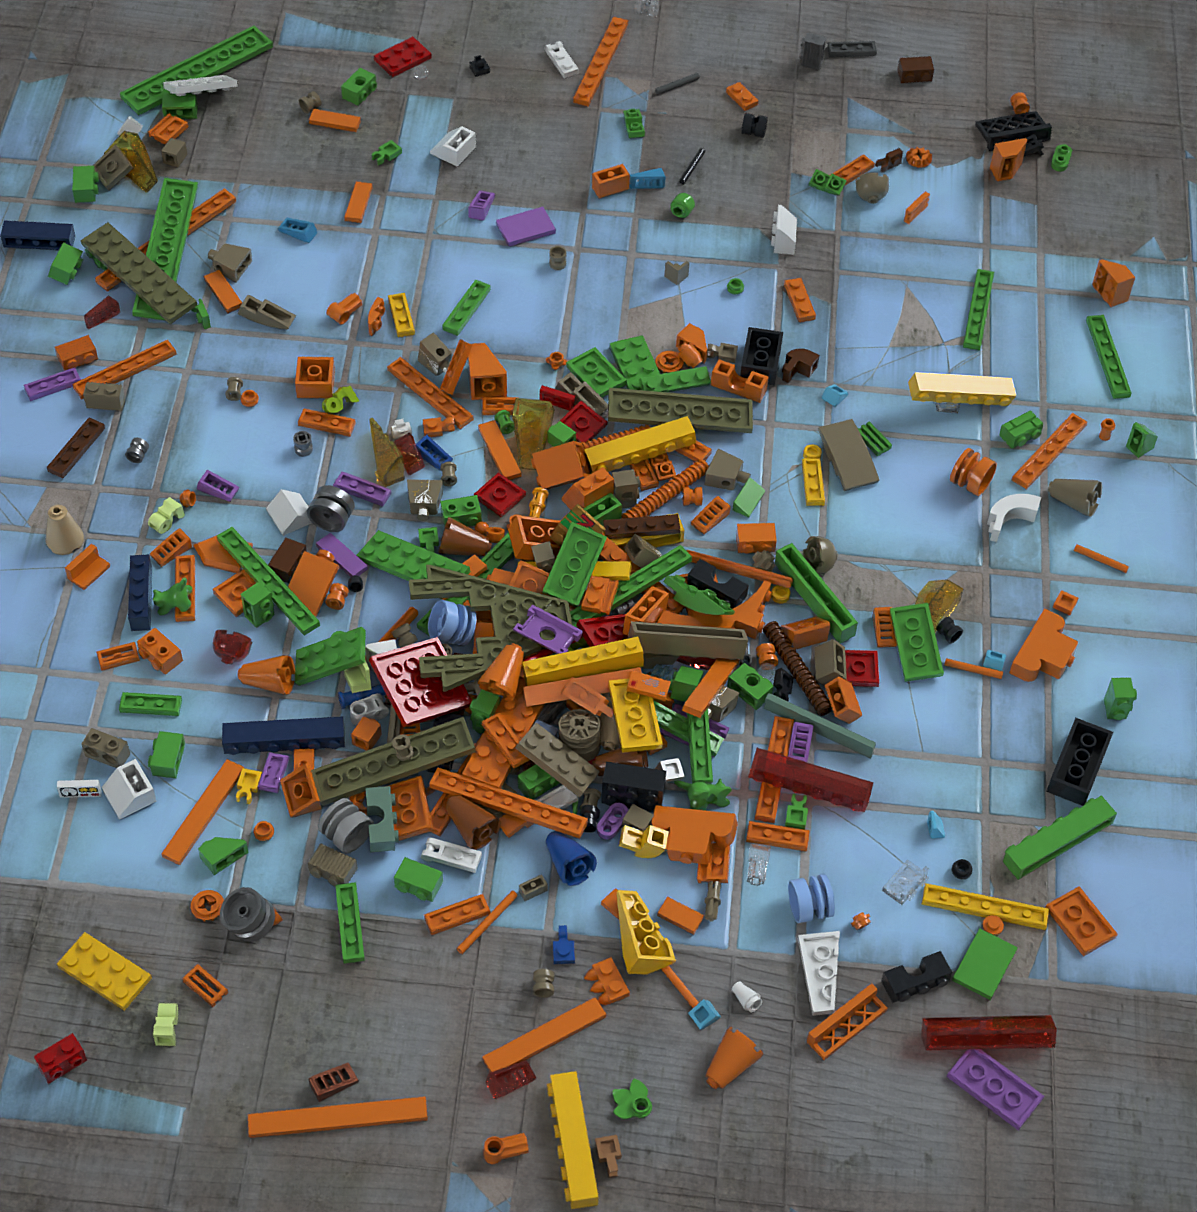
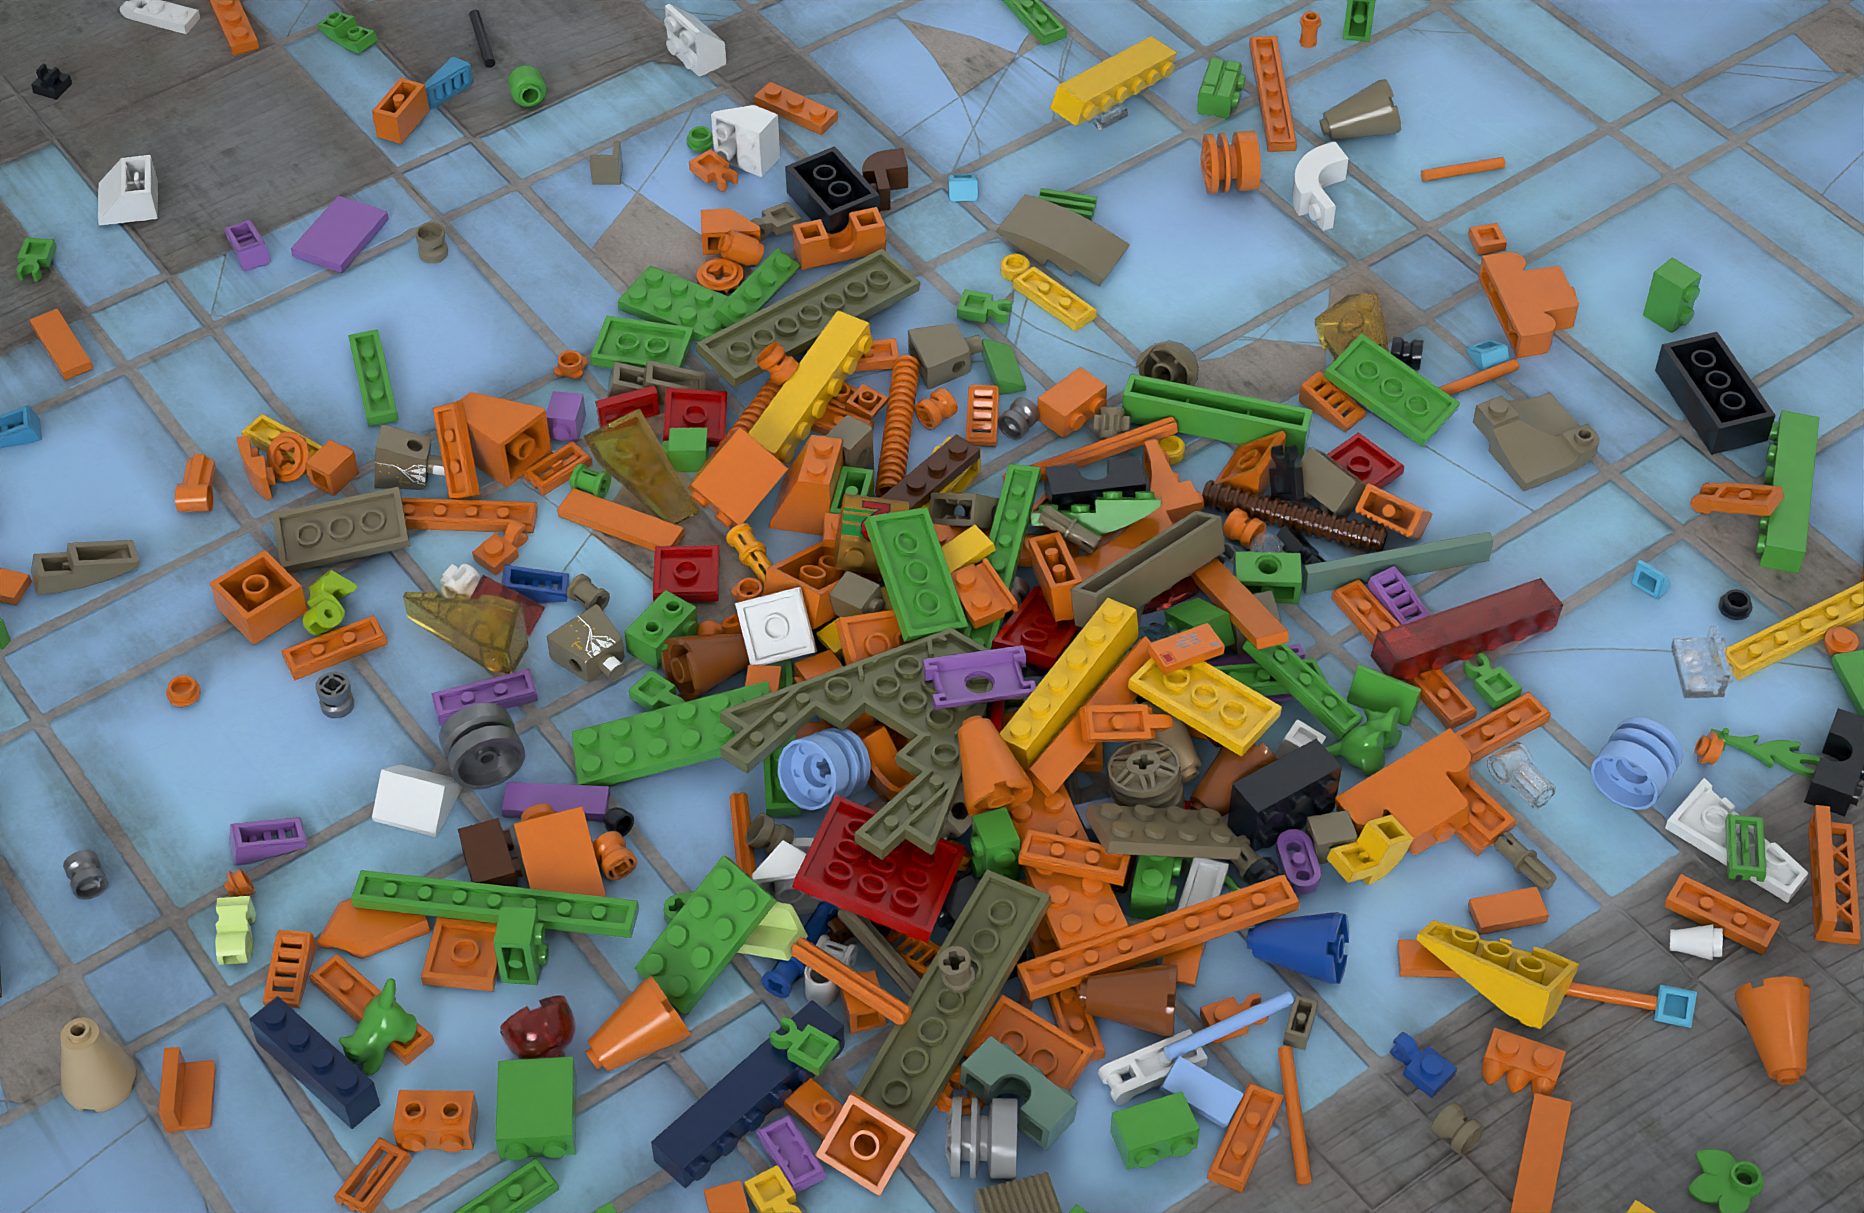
camera: 40 degrees left, 5 degrees down
(200, 676) = (536, 1108): none -> bright green brick
(234, 389) = (146, 693): dark tan bush -> none
(316, 732) = (808, 1048): none -> bright green plate
(363, 720) = (851, 981): none -> orange axle
(379, 370) = (341, 530): none -> dark tan plate
(393, 316) = (278, 457): none -> orange gear
(406, 338) = (332, 467): none -> orange brick
(456, 880) = (1202, 1091): none -> light blue tile
(498, 545) = (776, 627): none -> white tile
(498, 863) = (1228, 1025): none -> light blue bar
(507, 861) = (1226, 1008): none -> orange plate
(526, 383) = (565, 416): none -> medium lavender brick
(634, 422) = (777, 363): none -> orange wheel
(675, 596) = (1069, 529): none -> dark tan axle
(724, 305) = (713, 167): none -> orange plate
(724, 528) = (1015, 422): none -> flat silver wheel
(739, 780) = (1382, 692): none -> bright green slope
(750, 300) = (747, 138): none -> white slope
(771, 460) = (980, 306): none -> bright green plate
(773, 995) = (1712, 907): none -> orange plate
(804, 985) = (1731, 847): none -> bright green tile
(809, 646) = (1286, 479): none -> black plate
(896, 948) = (1777, 750): none -> bright green piece
(963, 717) = (1535, 438): none -> dark tan slope
(1022, 821) = (1737, 498): none -> orange hinge

